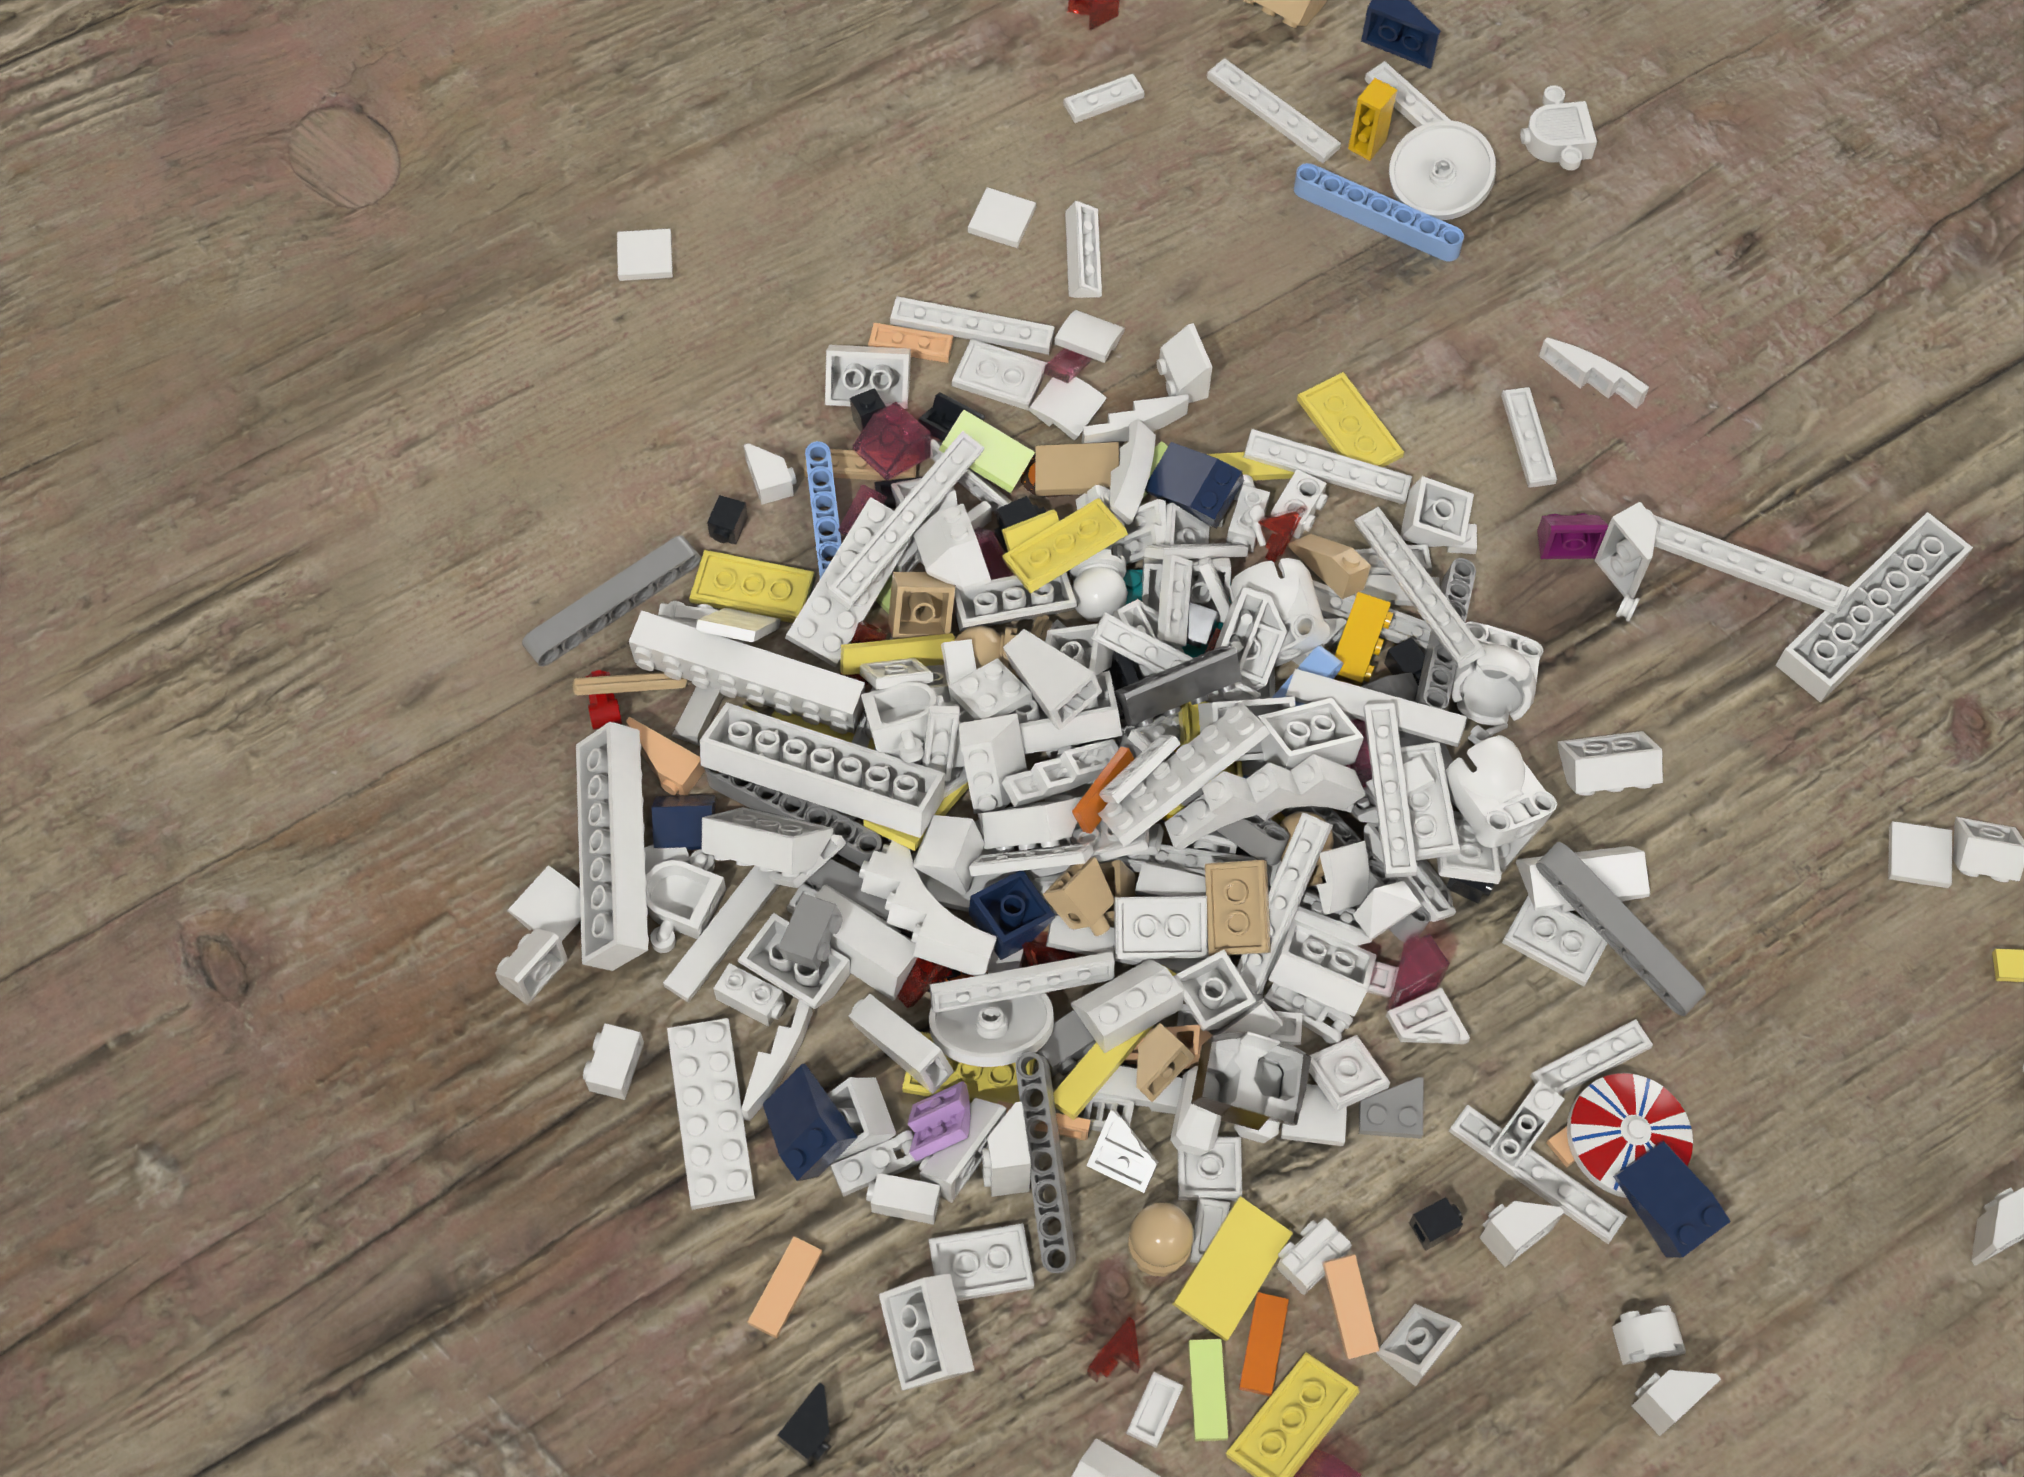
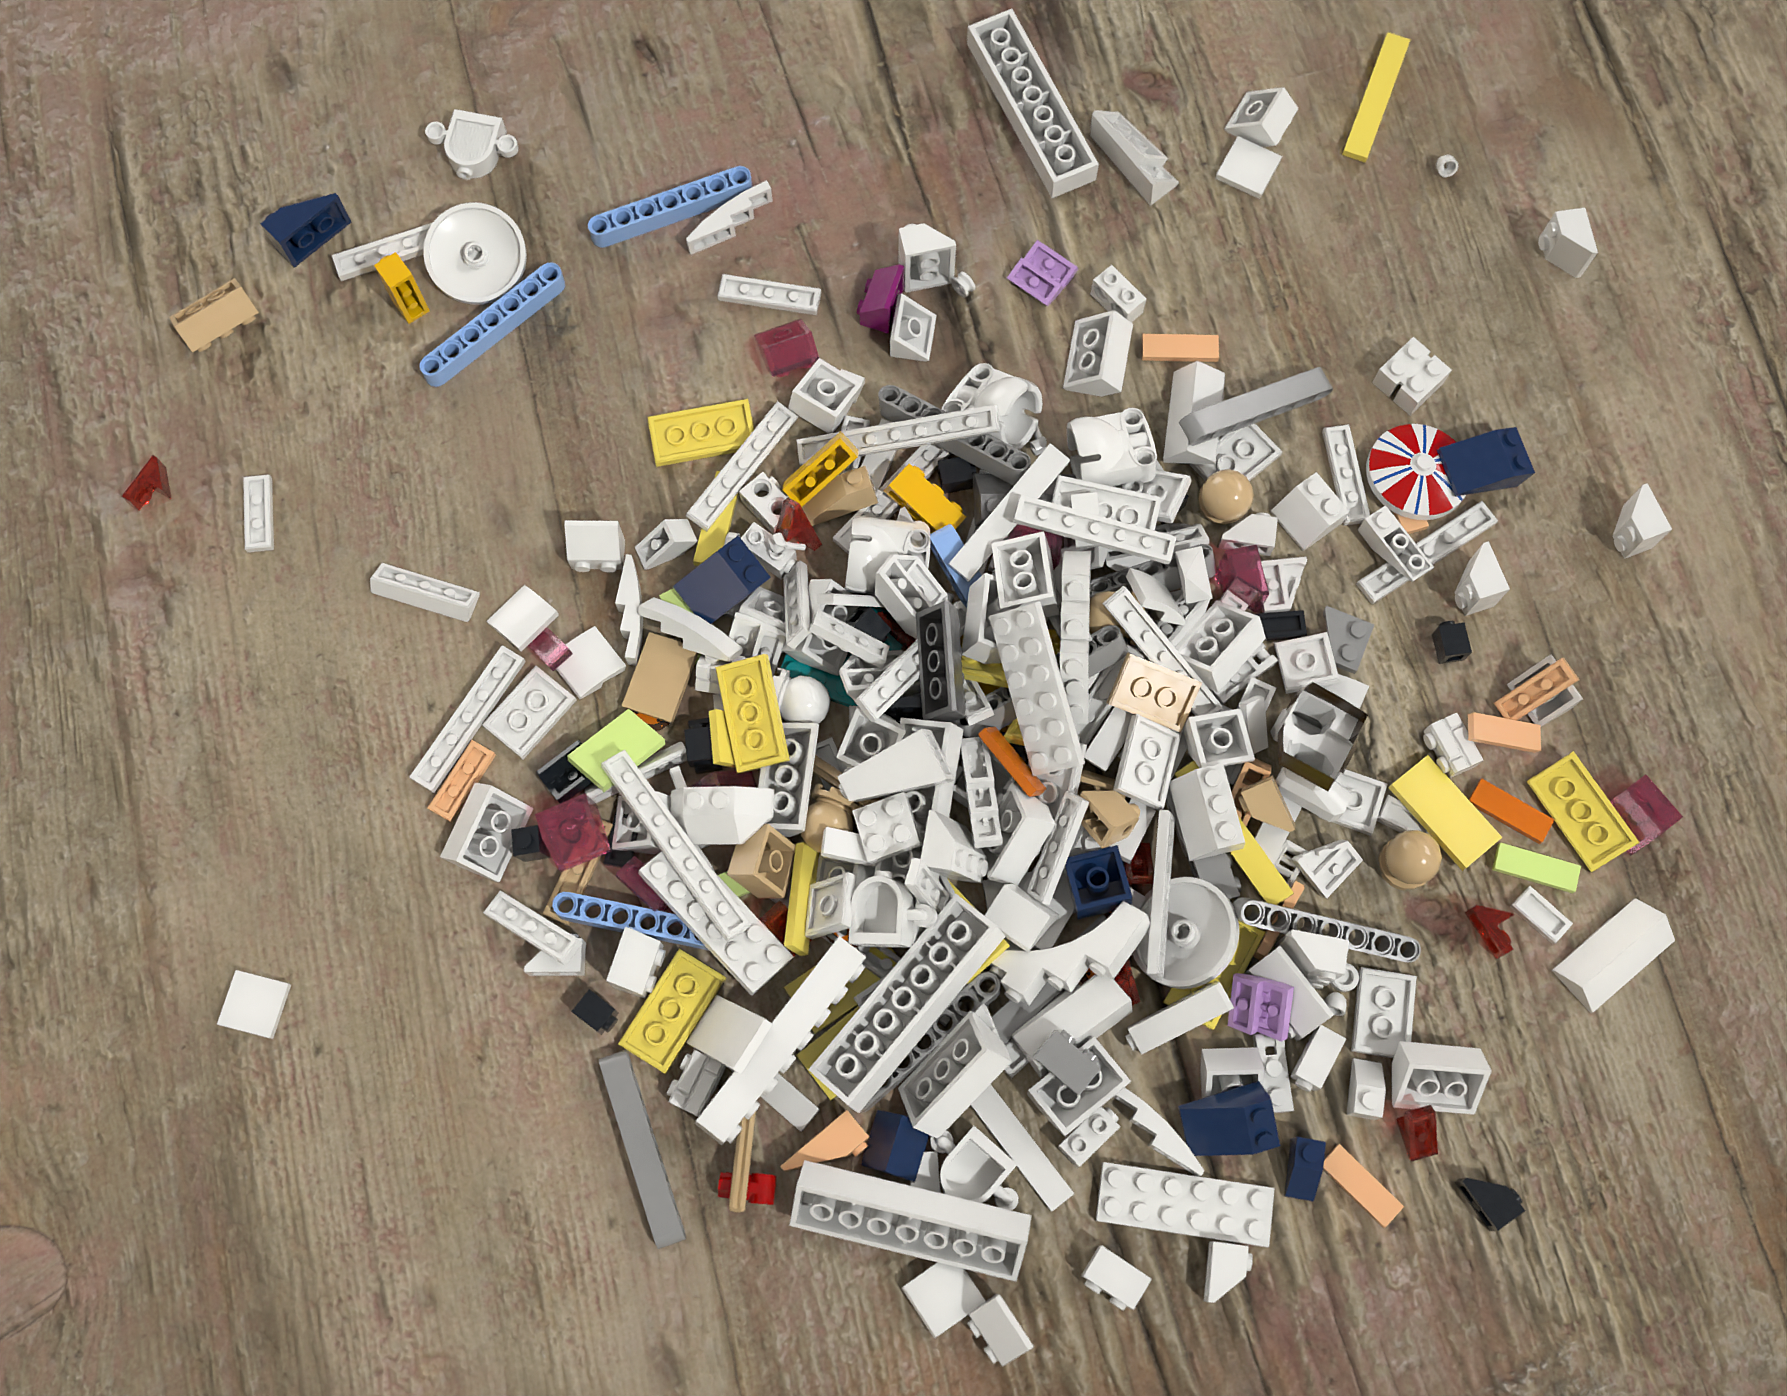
camera: 70 degrees left, 10 degrees up
(654, 1165) = (1225, 1268): none -> white slope
(784, 532) = (636, 963): none -> white slope
(784, 1219) = (1304, 1168): none -> dark blue slope
(787, 439) = (533, 928): none -> white tile
(860, 1329) = (1419, 1132): none -> clear red slope
(889, 1261) = (1366, 1090): none -> white slope
(973, 1206) = (1336, 1003): none -> white hinge
(1002, 217) = (356, 651): white tile -> none
(1006, 1210) = (1348, 980): none -> white tile
(1139, 769) = (1012, 724): white tile -> none
(1218, 428) = (666, 542): none -> white slope
(1273, 110) = (338, 371): white tile -> none
(1350, 530) = (820, 469): none -> yellow brick
(1379, 1035) = (1283, 625): none -> black tile
(1413, 1326) = (1537, 690): none -> light nougat tile
(1471, 975) = (1254, 530): none -> white slope
(1474, 467) = (787, 348): none -> clear pink slope
(1500, 930) = (1225, 497): none -> tan tile
(1525, 1029) = (1310, 511): none -> white slope
(1550, 572) = (911, 330): none -> white slope
(1577, 315) = (662, 216): none -> light blue beam
(1648, 1335) = (1580, 524): white cylinder -> none
(1661, 844) = (1180, 347): none -> light nougat tile
(1680, 682) = (1042, 273): none -> lavender slope
(1688, 759) = (1117, 294): none -> white brick
(1745, 1095) = (1414, 372): none -> white piece
(1750, 566) = (957, 182): white tile -> none
(1873, 730) = (1132, 155): none -> white slope

